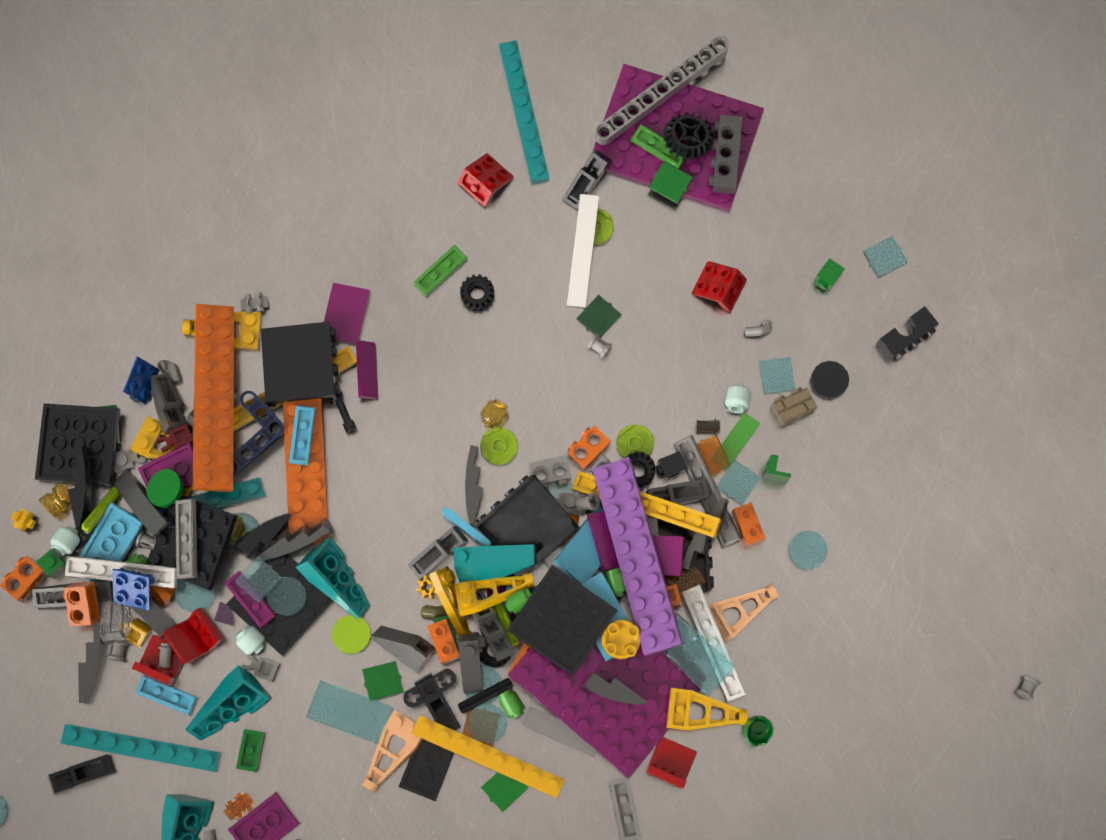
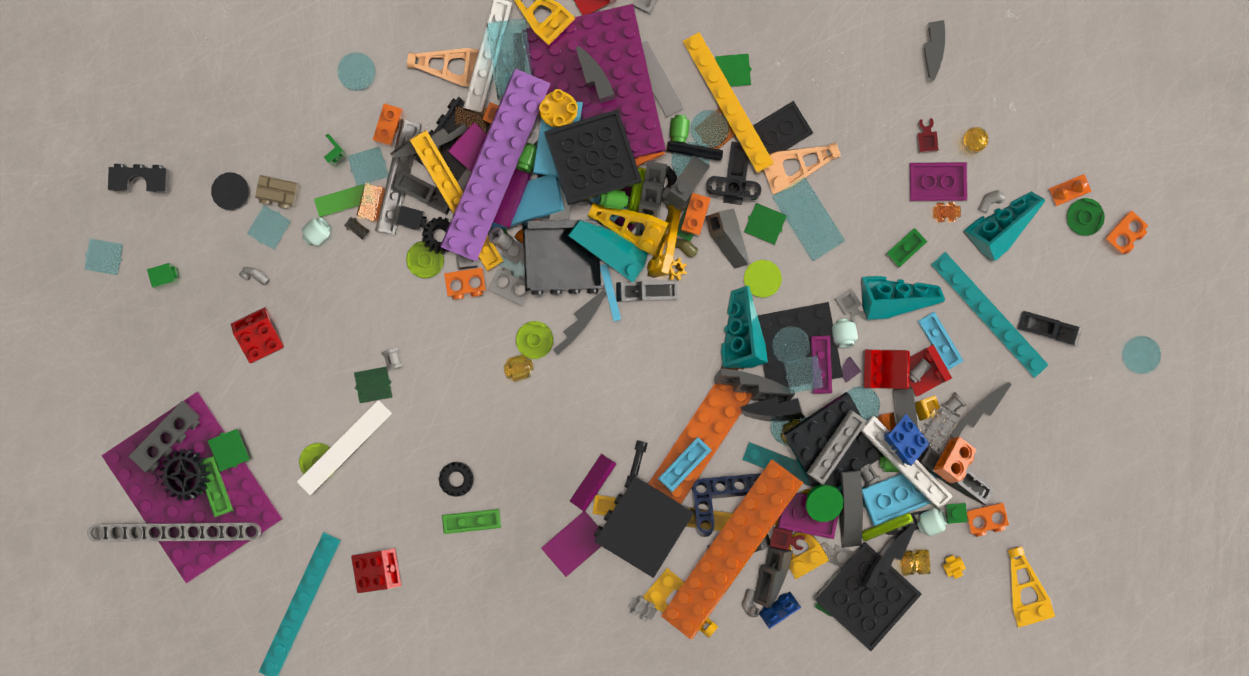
camera: 140 degrees left, 10 degrees up
(587, 178) = (293, 505): black slope -> none

